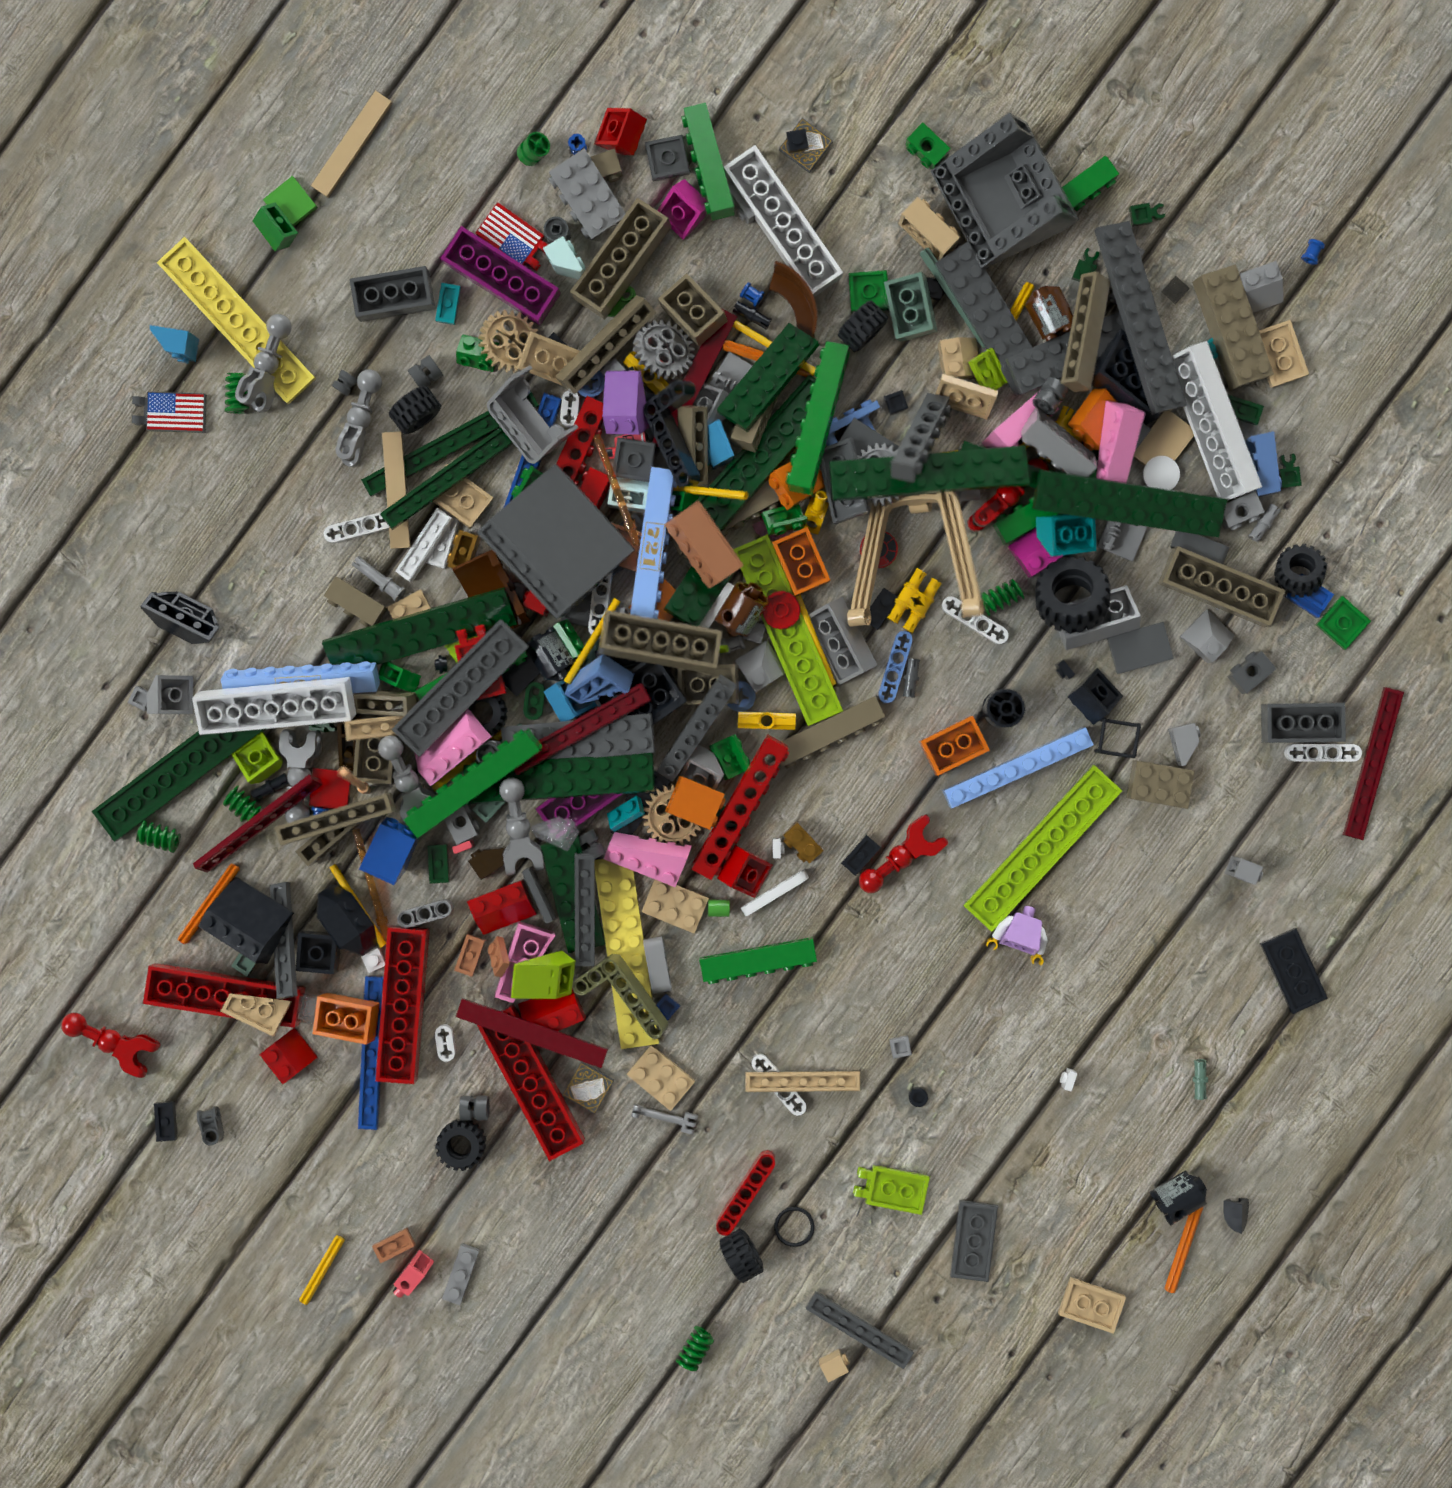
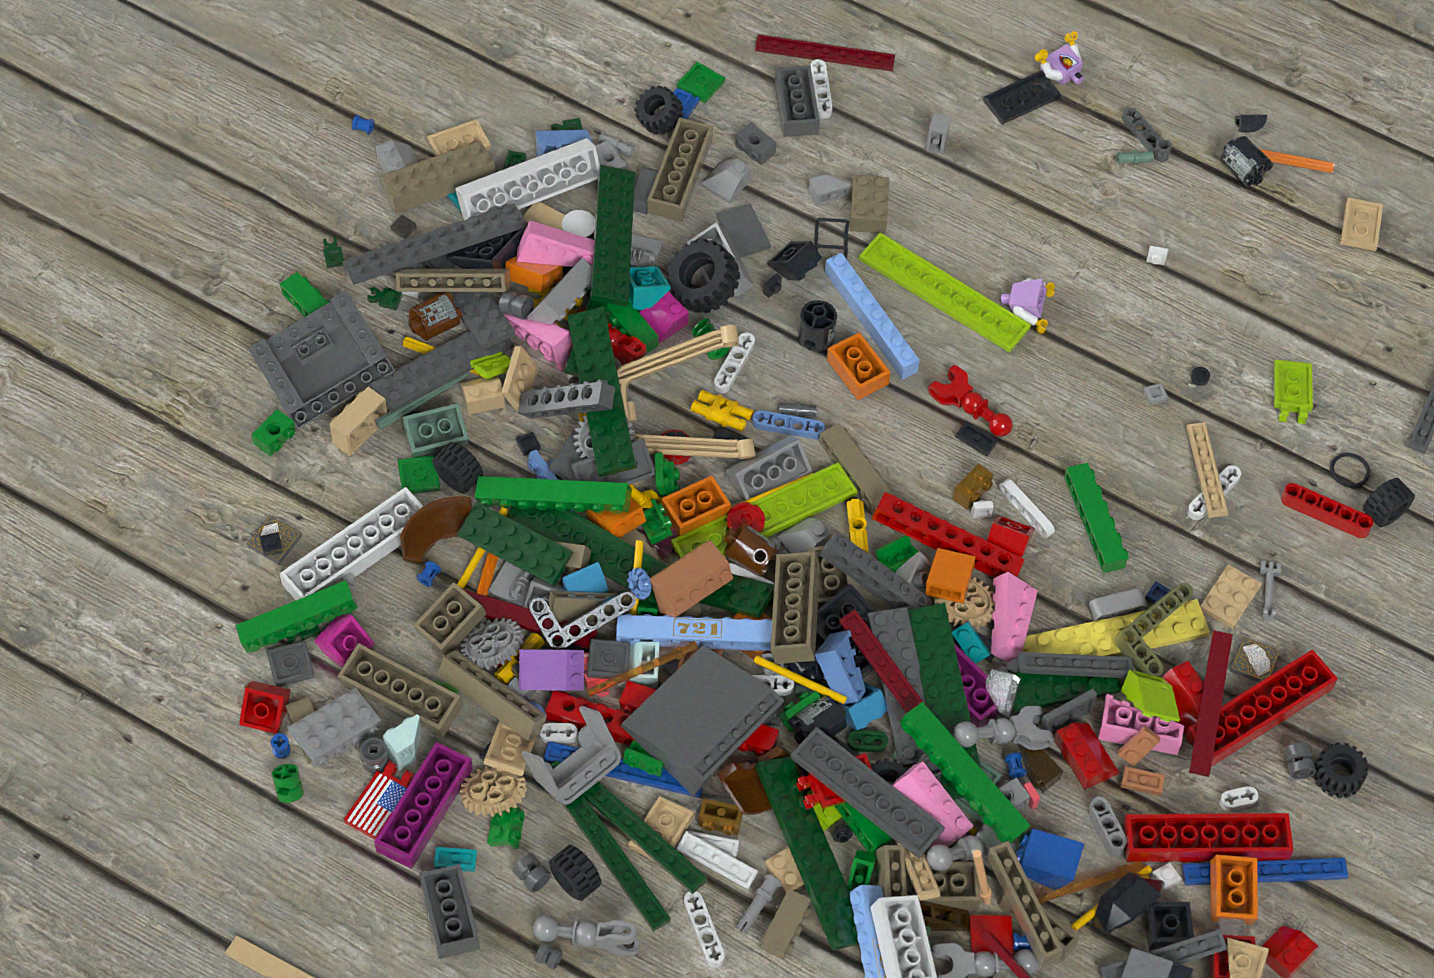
camera: 100 degrees left, 30 degrees down
(395, 484) = (656, 890): tan tile -> none
(438, 863) = (1053, 819): dark green plate -> none
(495, 836) = (1015, 765): none -> blue bush
(675, 905) = (1055, 597): tan plate -> none
(701, 492) = (640, 588): none -> medium blue gear
(719, 908) = (1051, 555): bright green piece -> none
(752, 315) = (449, 572): black pin -> none
(835, 535) = (666, 475): none -> green slope
(973, 1241) = (1326, 321): dark grey tile -> none
(1232, 1101) = (1160, 148): none -> dark grey beam
(1332, 1024) = (1064, 63): none -> torso

